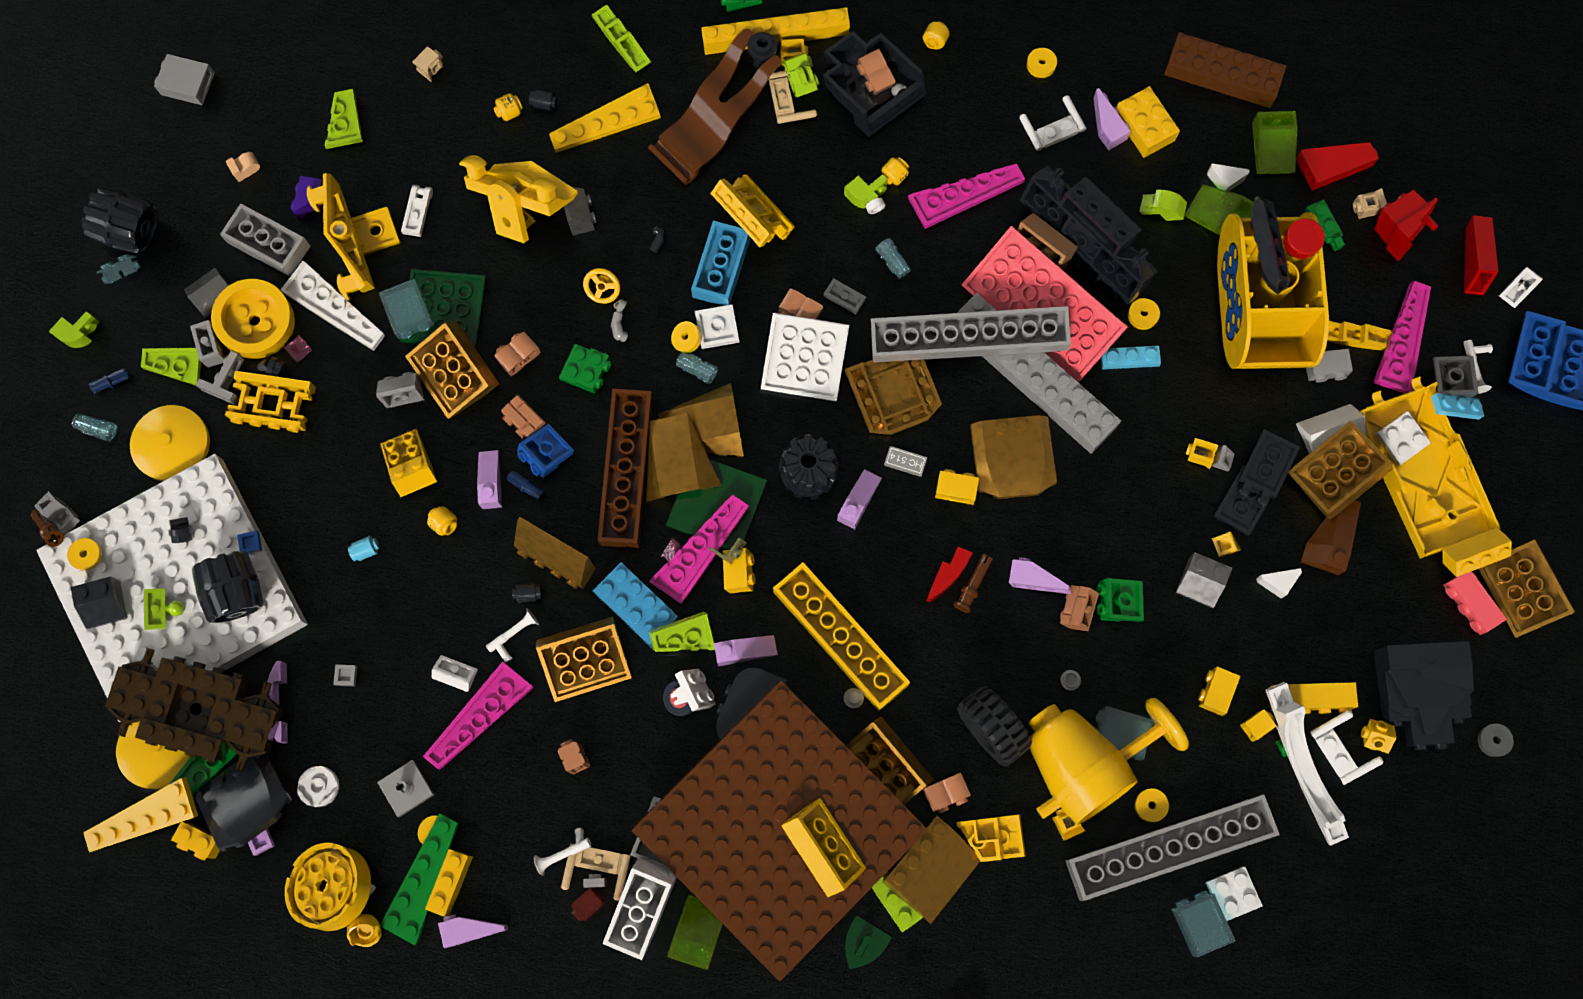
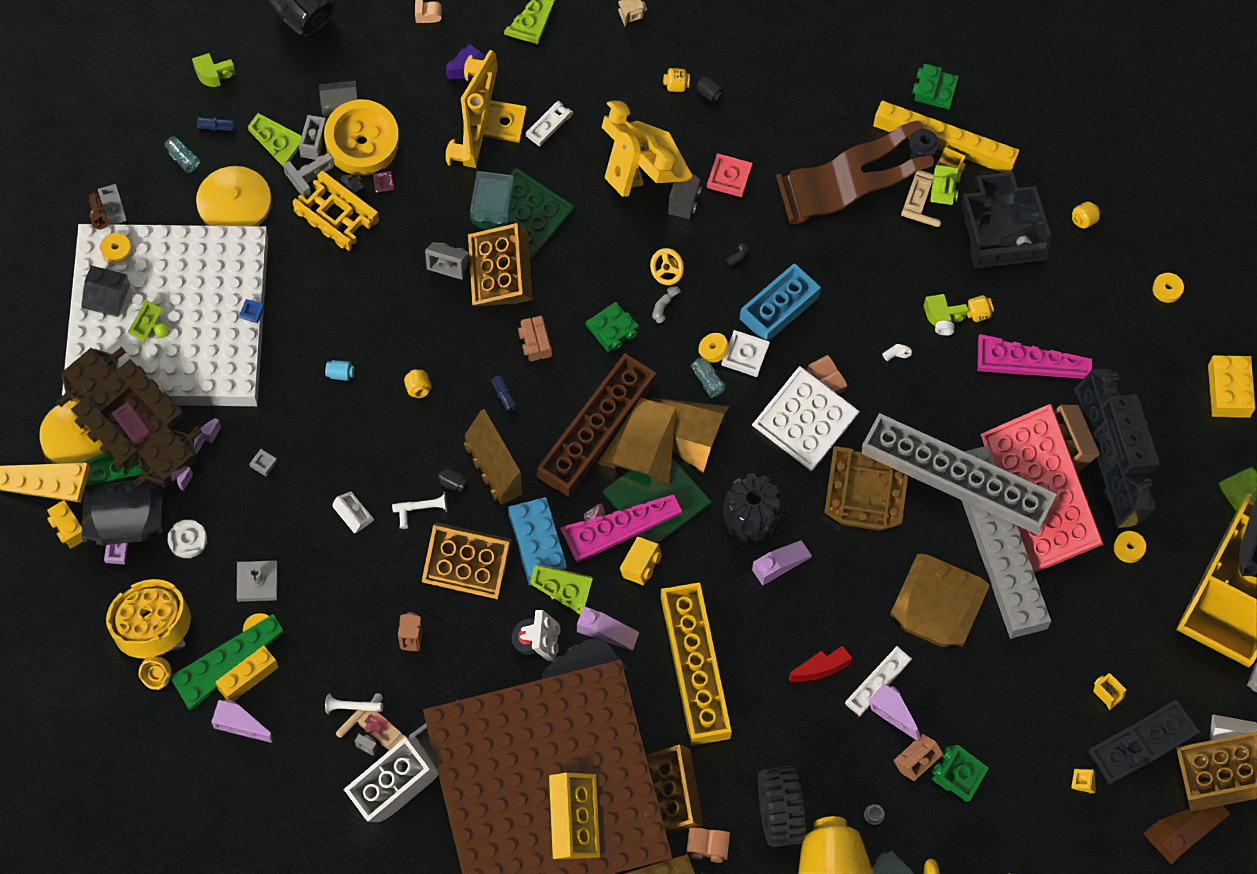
camera: 25 degrees right, 10 degrees down
(111, 271) = (269, 38): clear light blue hinge -> none
(180, 530) = (202, 270): black piece -> none
(200, 717) = (131, 423): none -> clear pink tile
(227, 587) = (214, 333): black wheel -> none
(265, 240) = (409, 80): light grey brick -> none
(322, 299) = (426, 150): white wing -> none
(408, 463) = (417, 322): yellow slope -> none
(489, 480) = (476, 373): lavender slope -> none
(490, 702) = (361, 553): dark pink wing -> none
(517, 353) = (562, 283): nougat brick -> none
(544, 451) = (536, 374): blue plate -> none
(587, 905) = (348, 758): clear red brick -> none
(592, 862) = (375, 724): none -> clear pink slope
(606, 170) = (729, 175): none -> coral plate
(621, 38) = (807, 74): lime slope -> none
(621, 114) = (774, 137): yellow wing -> none
(695, 935) = (424, 835): clear neon green slope -> none
(734, 553) = (646, 540): olive bracket -> none
(752, 210) = (824, 260): yellow fence -> none
(844, 296) = (871, 388): dark grey plate -> none
(847, 249) = (897, 350): none -> white arm
(853, 698) = (676, 721): light grey plate -> none
(876, 72) = (1012, 216): nougat brick -> none
(894, 259) = (933, 382): clear light blue axle -> none
(905, 461) = (841, 553): light grey tile -> none
(957, 487) = (872, 598): yellow brick -> none
(970, 591) = (831, 690): reddish brown pin -> none
(1003, 557) = (883, 674): none -> white tile
(1057, 130) = (1146, 352): white plate -> none
(1109, 124) = (1196, 375): lavender slope -> none
(1131, 357) = (1095, 577): medium azure plate -> none
(1164, 202) = (1206, 464): lime brick -> none
(1203, 580) = (1044, 797): flat silver slope -> none
(1223, 458) = (1127, 707): light grey slope -> none
(1279, 582) = (1112, 837): white slope -> none

